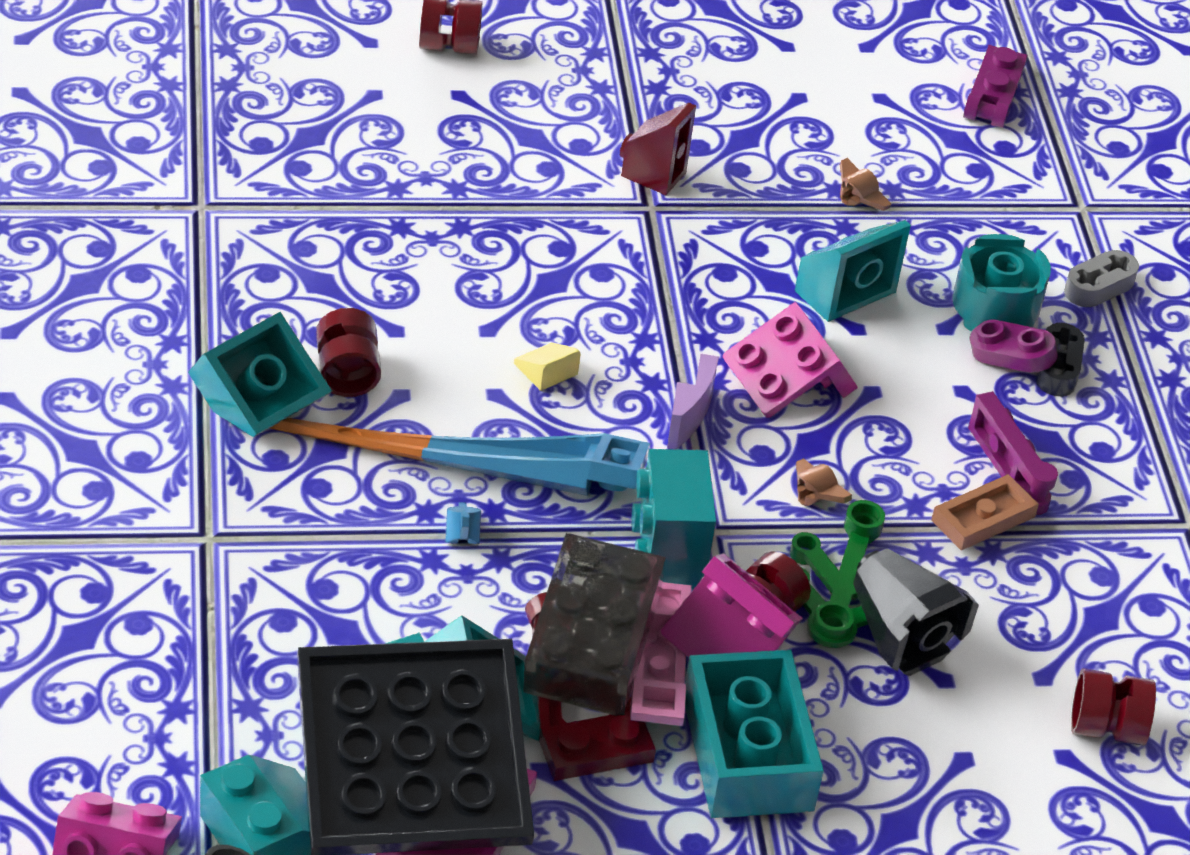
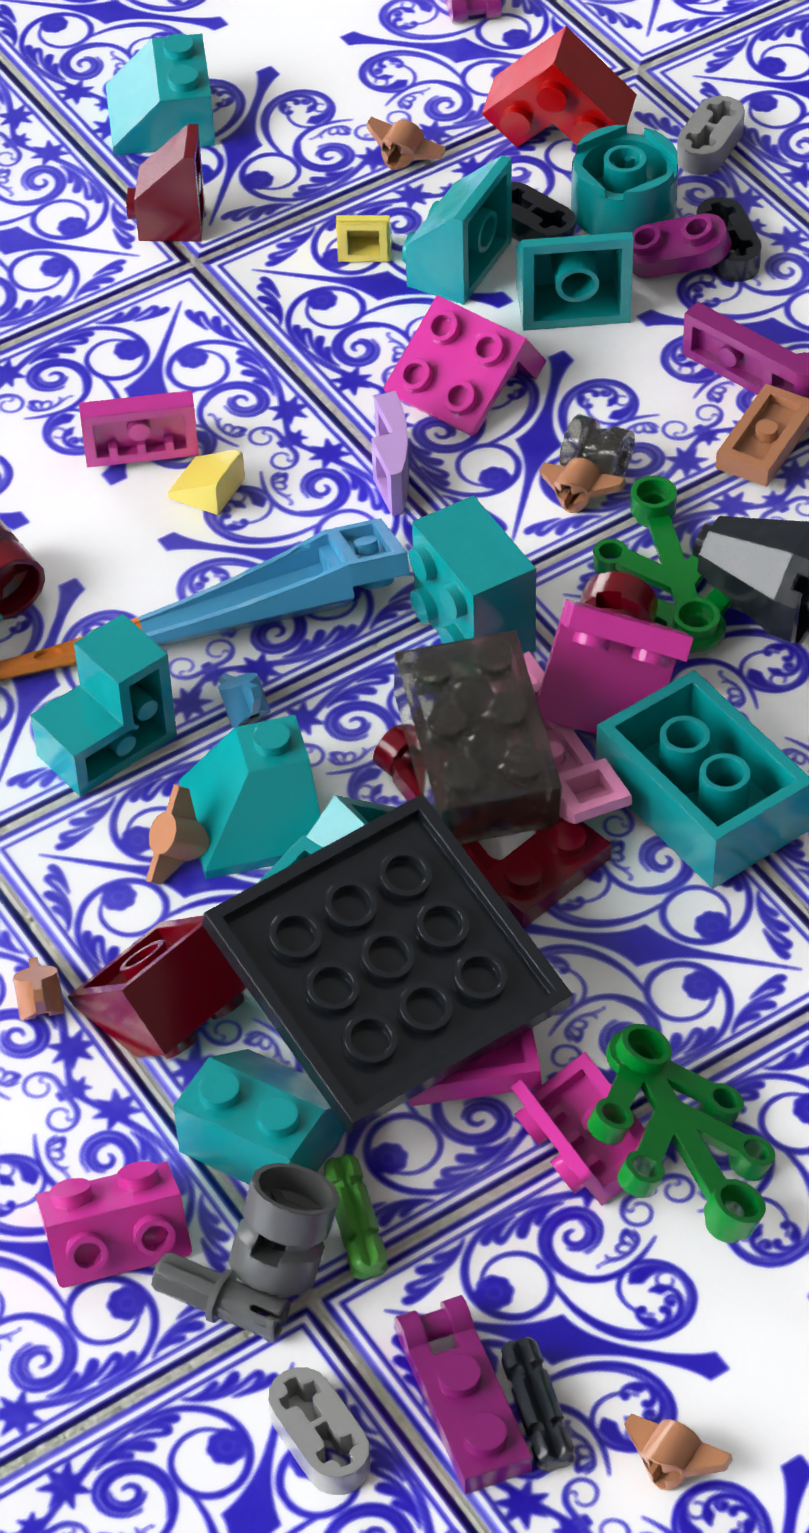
camera: 20 degrees left, 5 degrees up
(176, 657) = (38, 991): none -> nougat piece
(253, 699) = (161, 989): none -> dark red slope
(344, 597) = (175, 836): none -> nougat piece
(356, 493) = (114, 713): none -> teal brick
(418, 591) = (253, 796): none -> teal slope
(518, 303) = (139, 428): none -> dark pink bracket
(709, 76) = (160, 95): none -> teal slope
(781, 242) = (364, 238): none -> light yellow slope
(853, 469) = (606, 448): none -> clear smoke wheel
(913, 337) = (575, 280): none -> teal slope
(929, 278) = (539, 215): none -> black beam
(1000, 194) = (560, 86): none -> red brick

